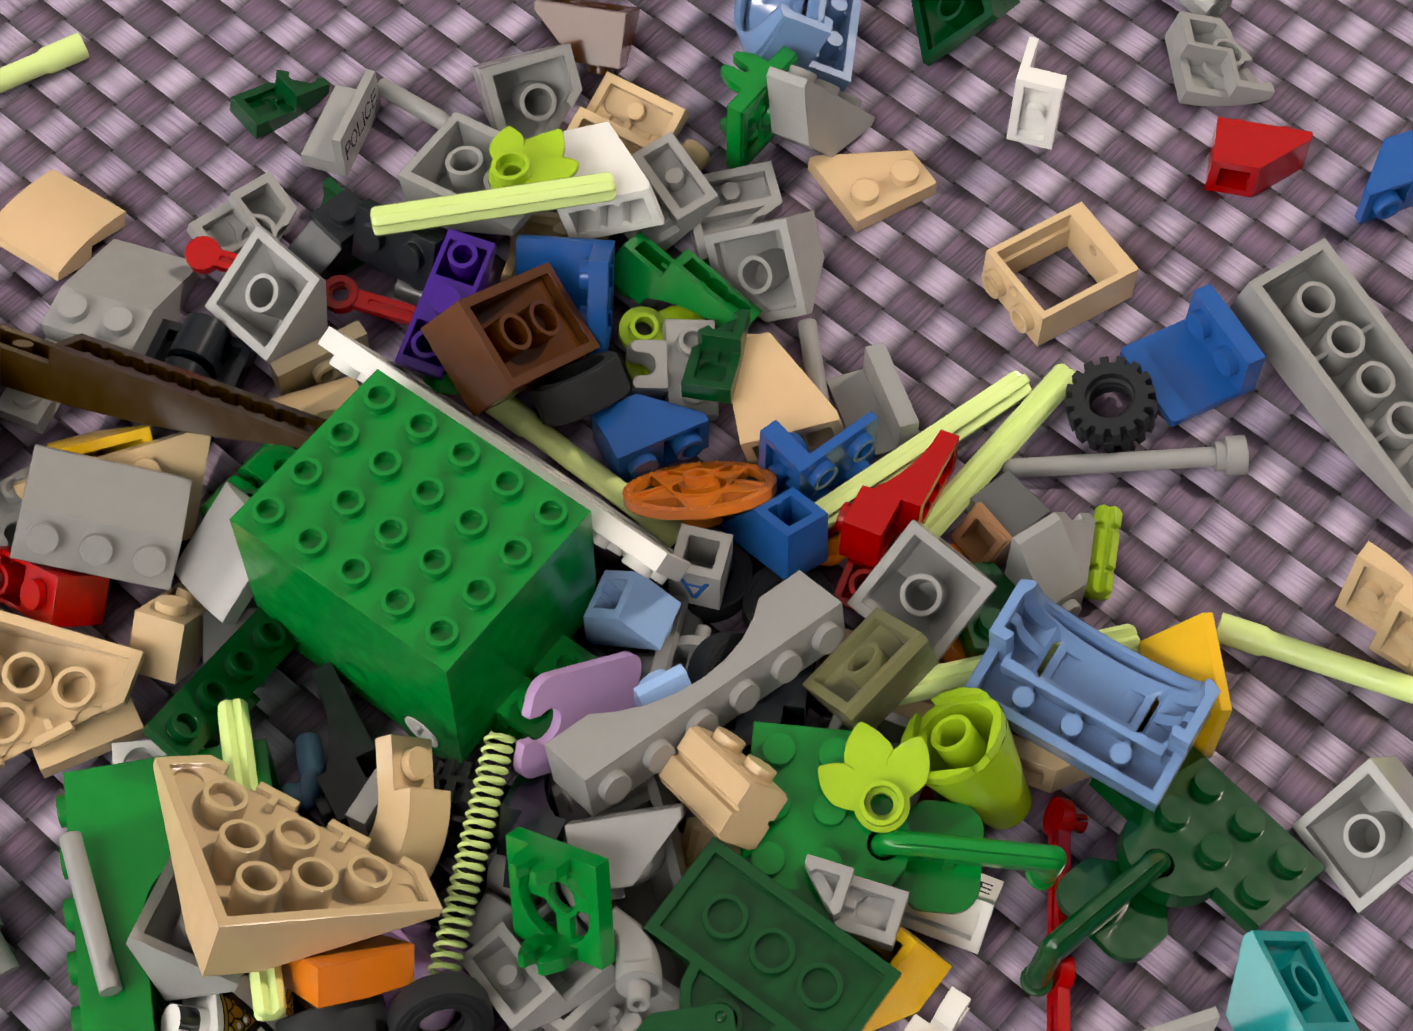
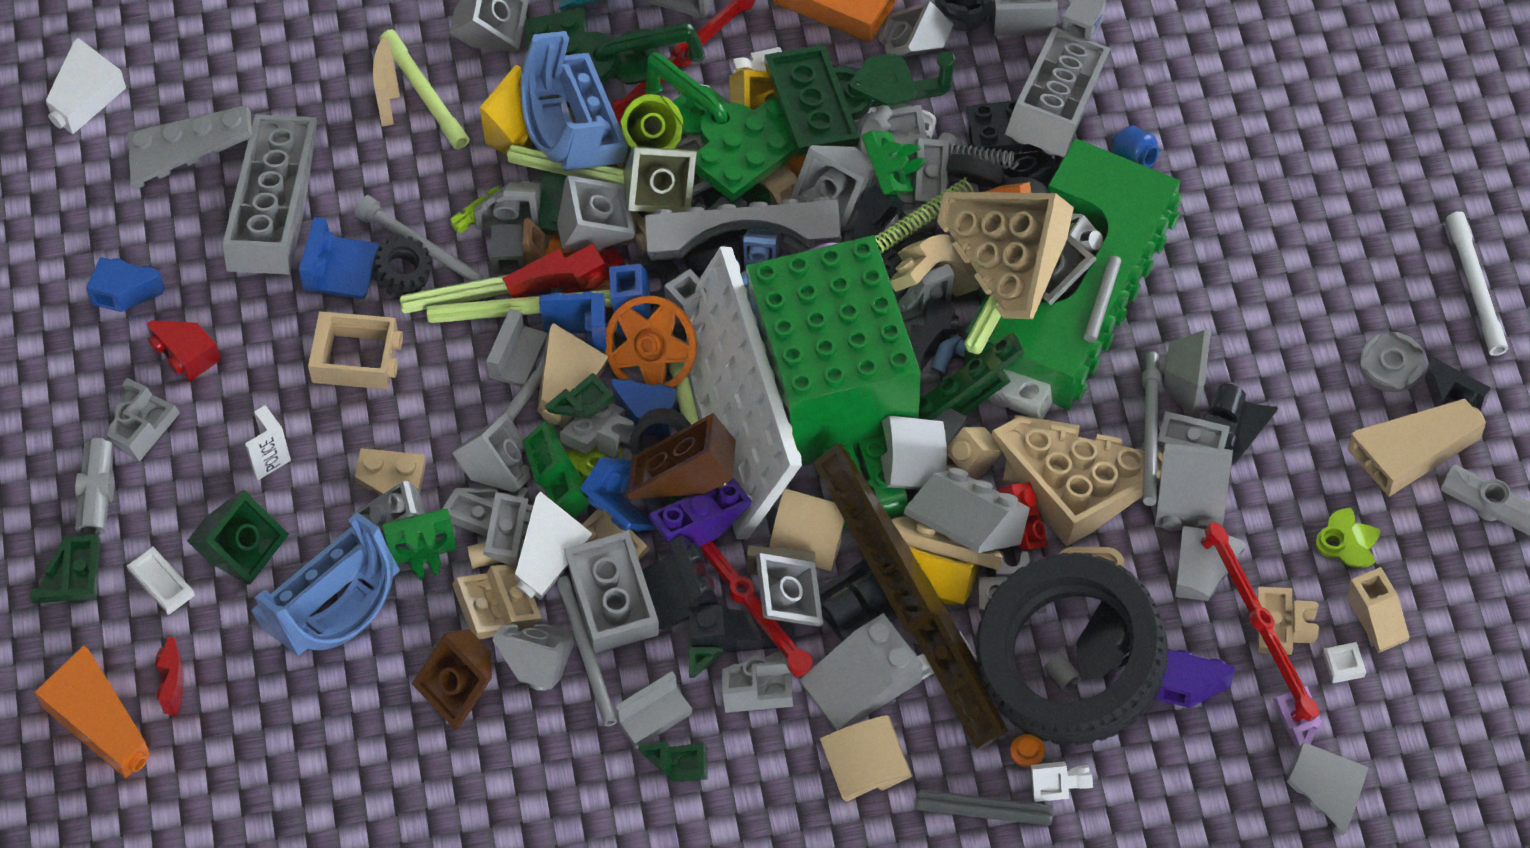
camera: 140 degrees left, 0 degrees up
(492, 203) = (631, 534): yellowish green axle -> none
(528, 160) = (582, 559): lime plate -> none
(724, 786) = (772, 170): tan brick -> none
(856, 904) = (754, 95): light grey slope -> none
(875, 770) = (703, 129): lime plate -> none

